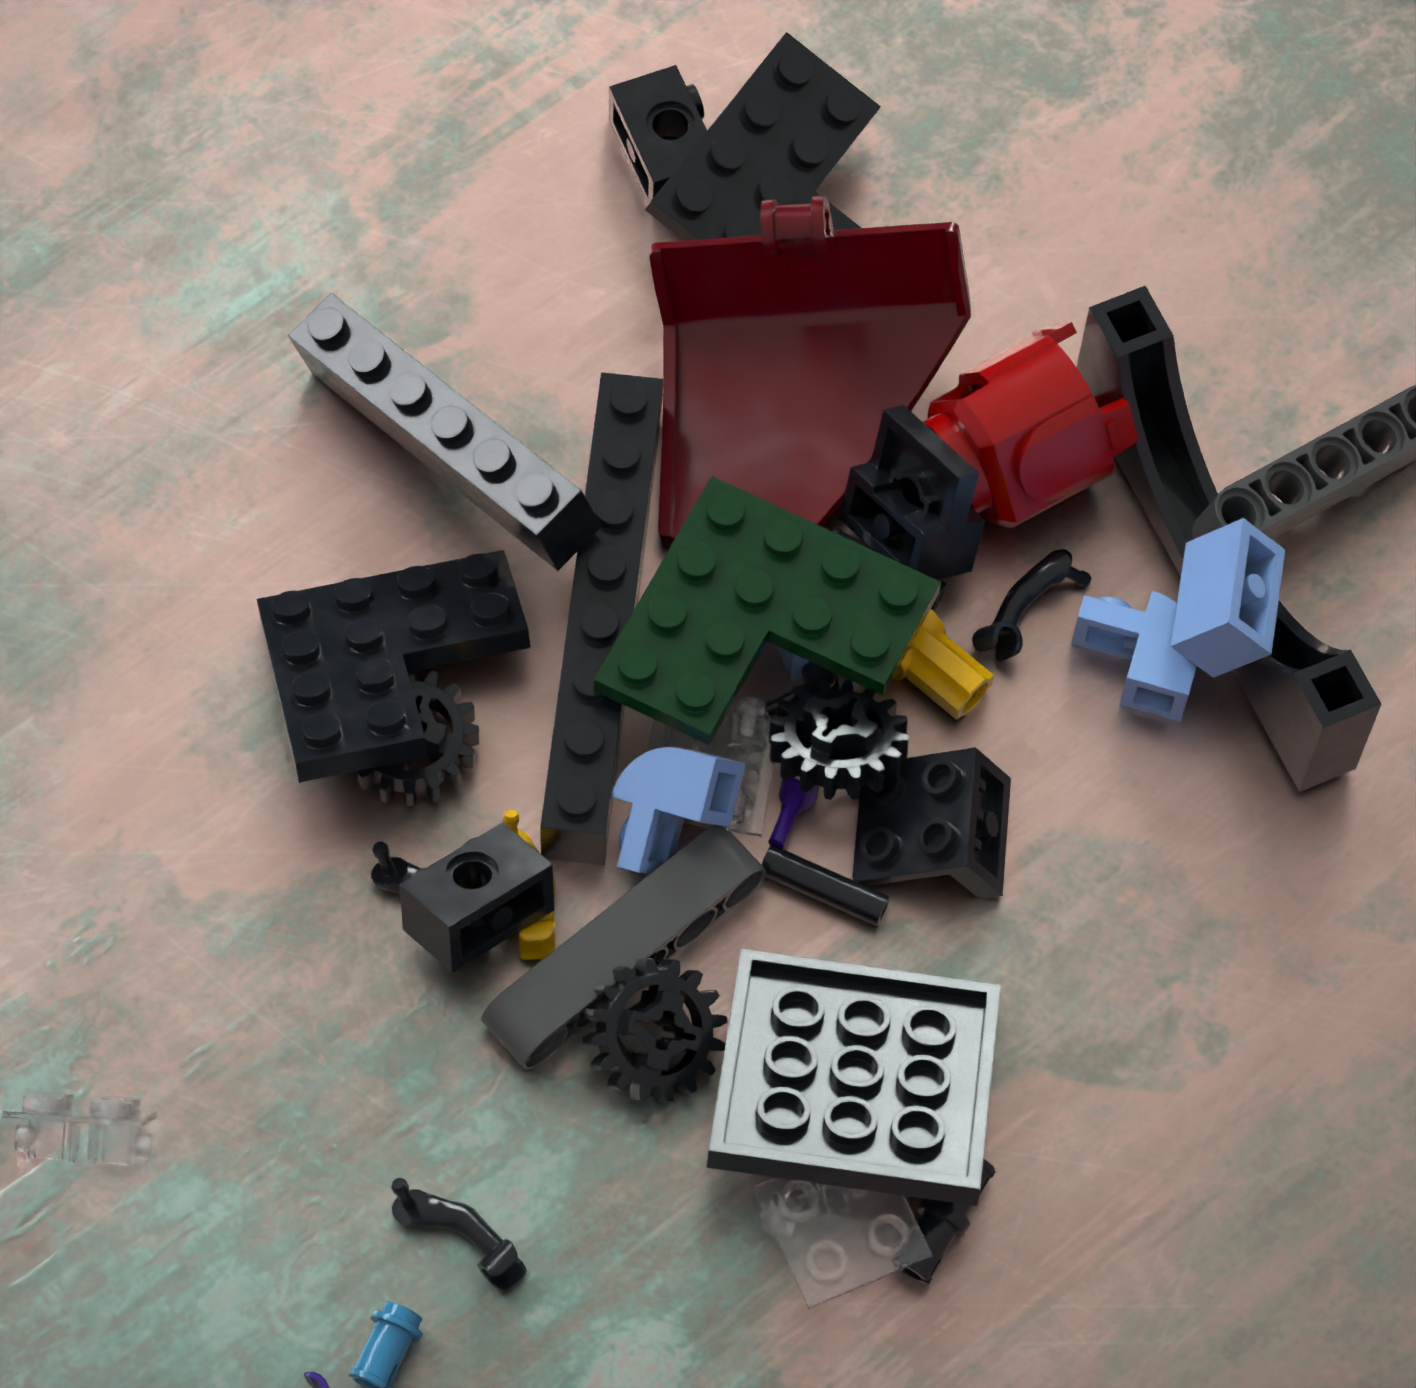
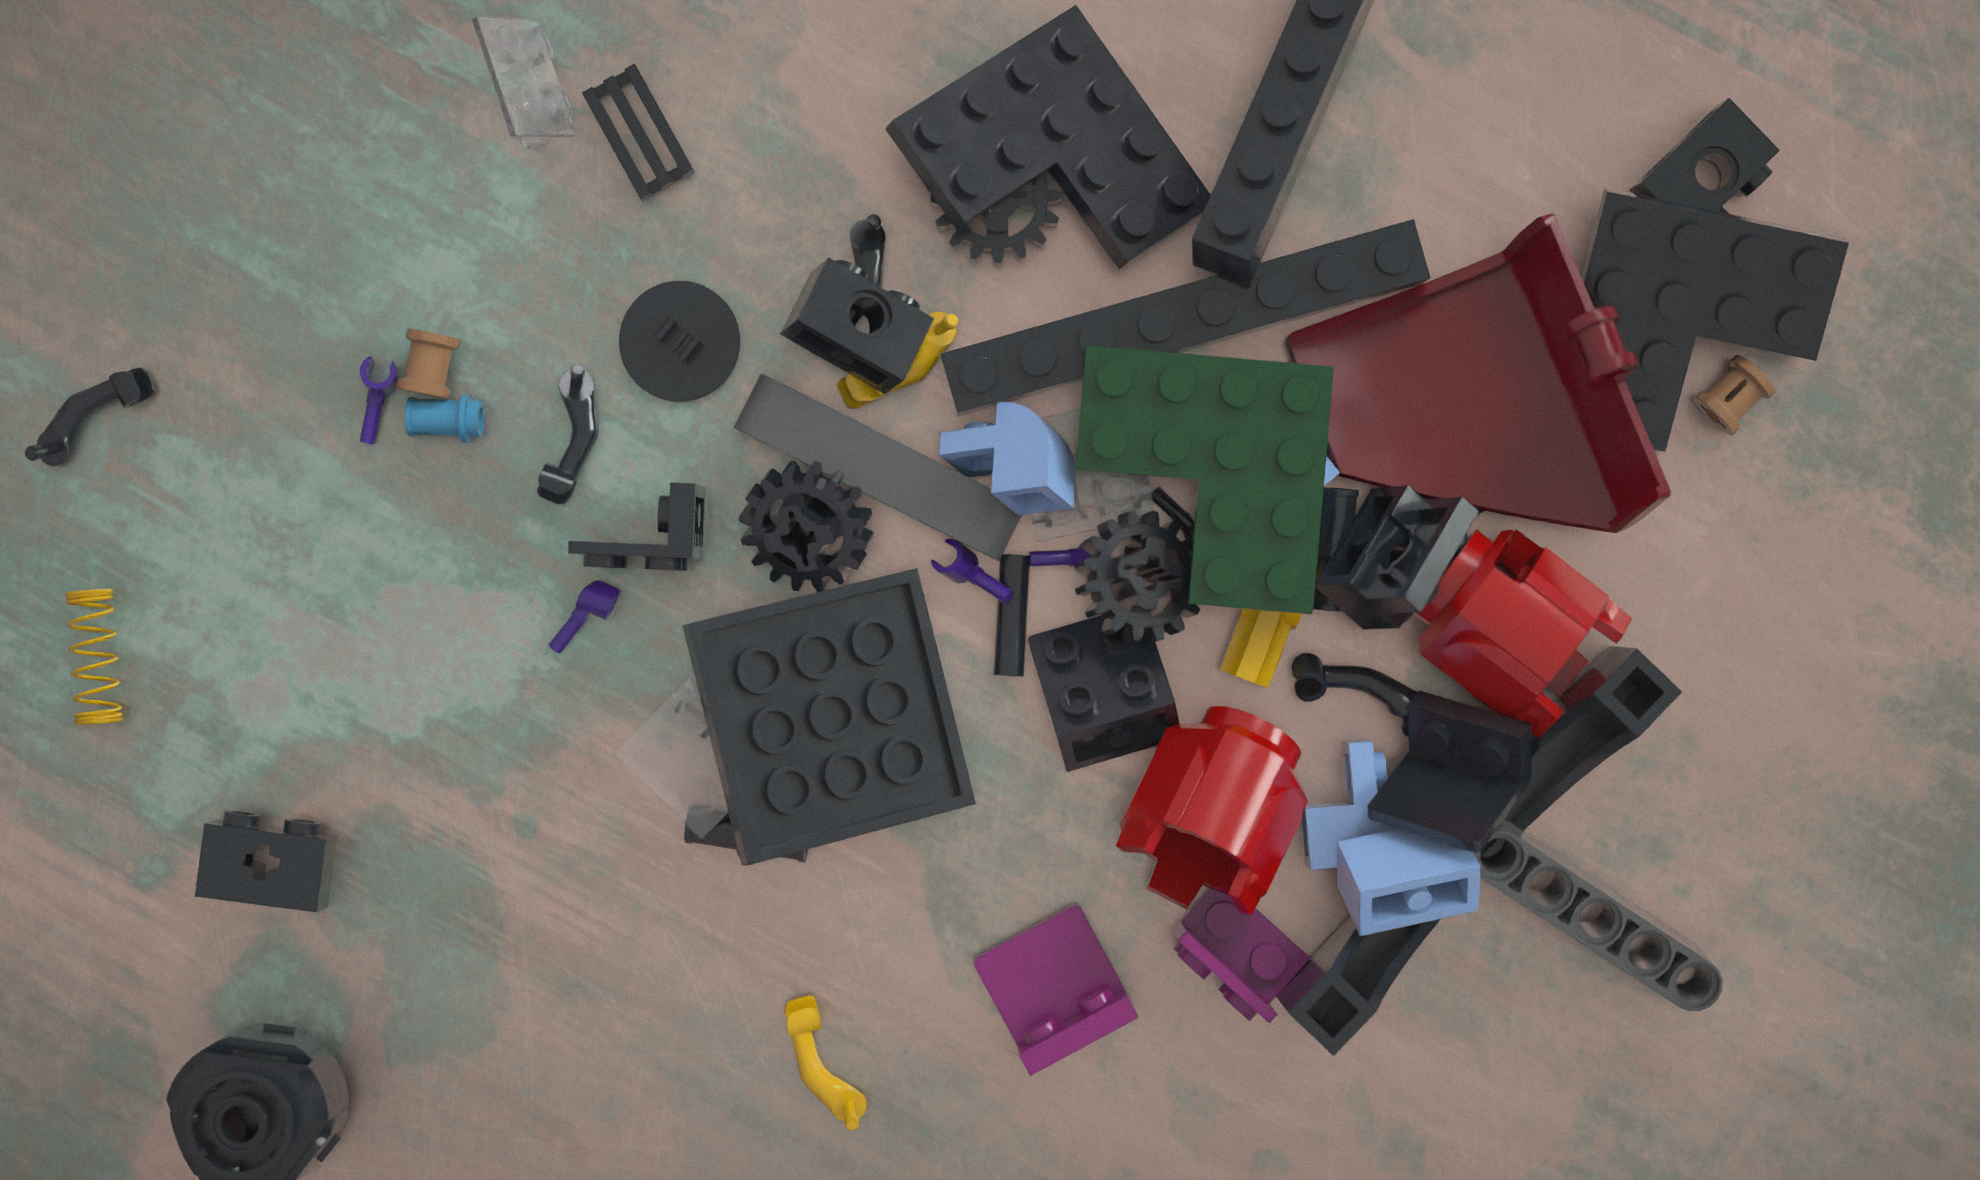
camera: 70 degrees right, 25 degrees up
(178, 1023) = (613, 86): none -> black tile
(323, 1339) = (428, 363): none -> medium nougat bush
(412, 1093) = (679, 341): none -> black piece
(608, 1144) = (678, 515): none -> black bracket
(637, 1277) = (596, 599): none -> dark purple hand
(763, 906) = (966, 569): none -> dark purple hand
(860, 179) = (1743, 375): none -> medium nougat bush
(1095, 752) = (1216, 808): none -> red piece
(1141, 524) = (1458, 773): none -> black bracket
(1220, 983) = (1055, 988): none -> magenta bracket
(1243, 801) = (1239, 949): none -> magenta bracket
(1255, 1237) = (837, 1095): none -> yellow piece

